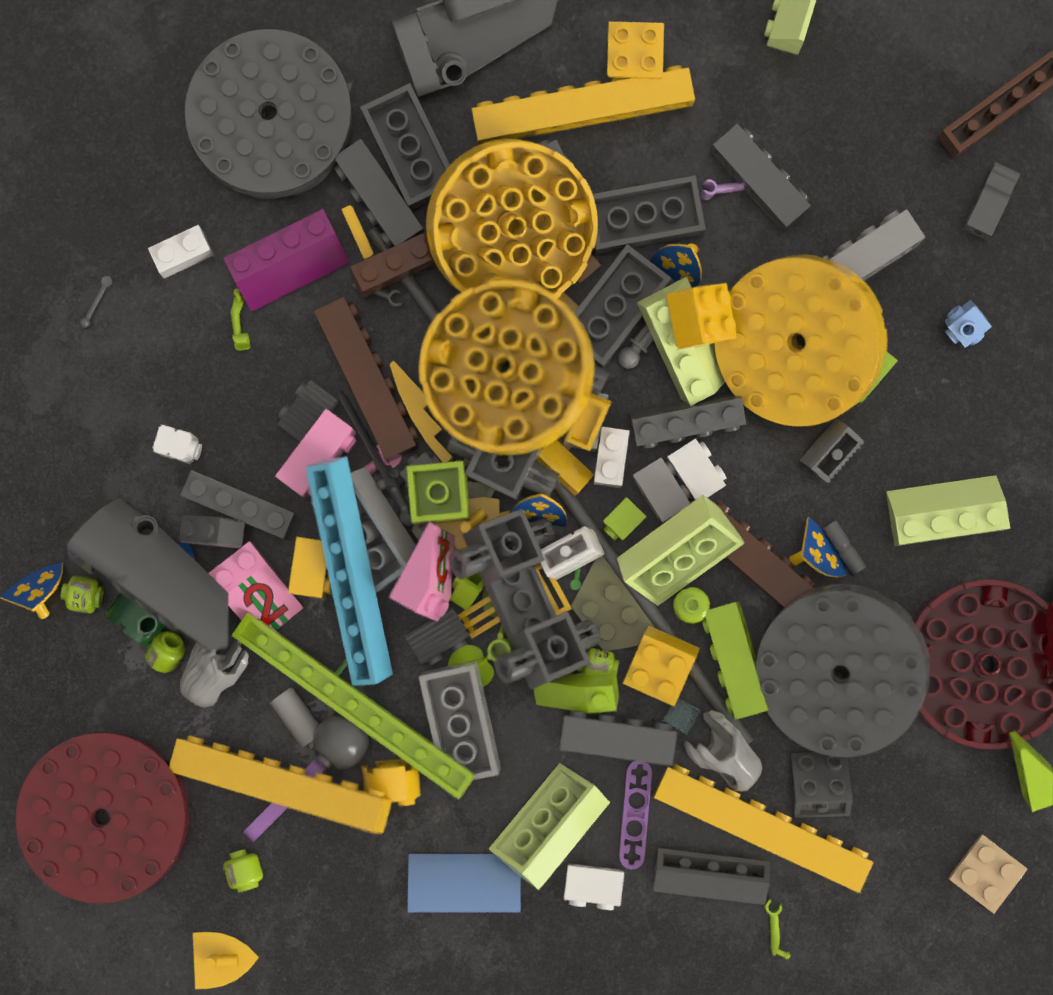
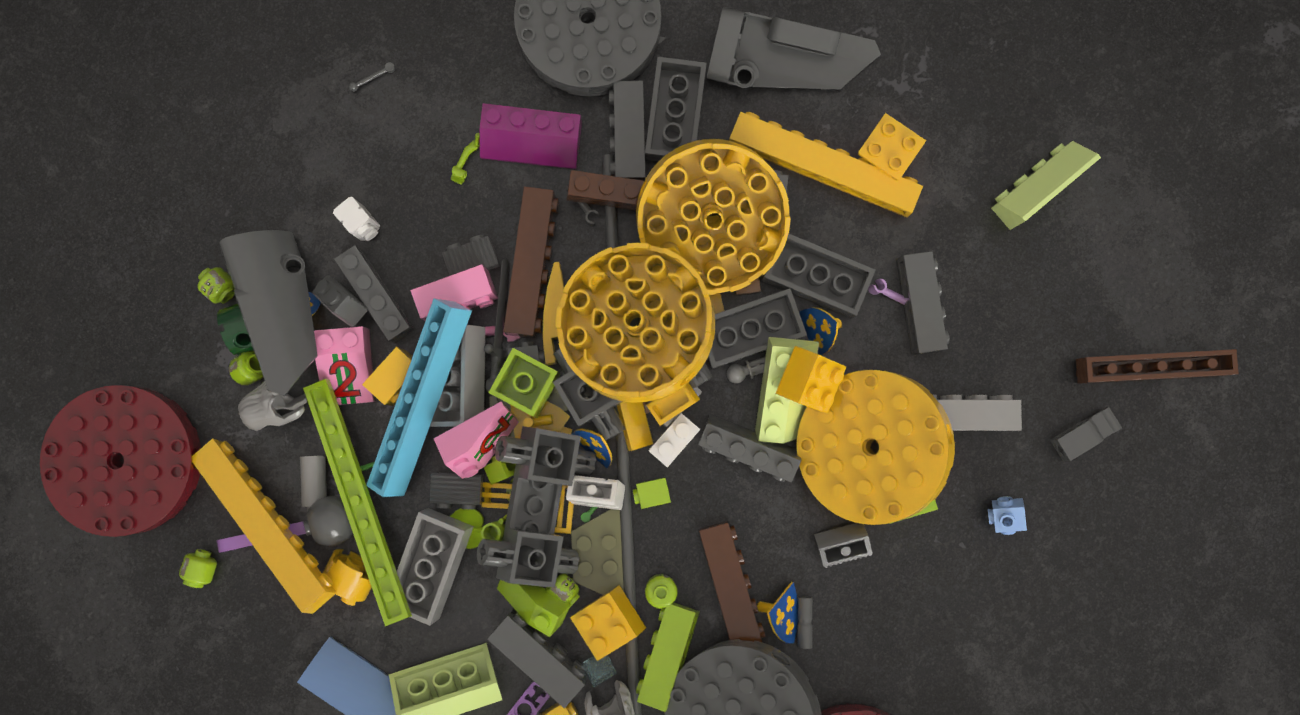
camera: 30 degrees right, 0 degrees up
(35, 589) = (184, 258): blue shield -> none
(181, 251) = (456, 79): white brick -> none
(220, 959) = (139, 622): yellow shield -> none
(358, 232) = (596, 149): yellow tile -> none
(662, 489) = (696, 489): light grey brick -> none
(679, 551) = (678, 545): yellowish green slope -> none
(696, 470) = (731, 492): white brick -> none
(947, 510) = (901, 646): yellowish green slope -> none

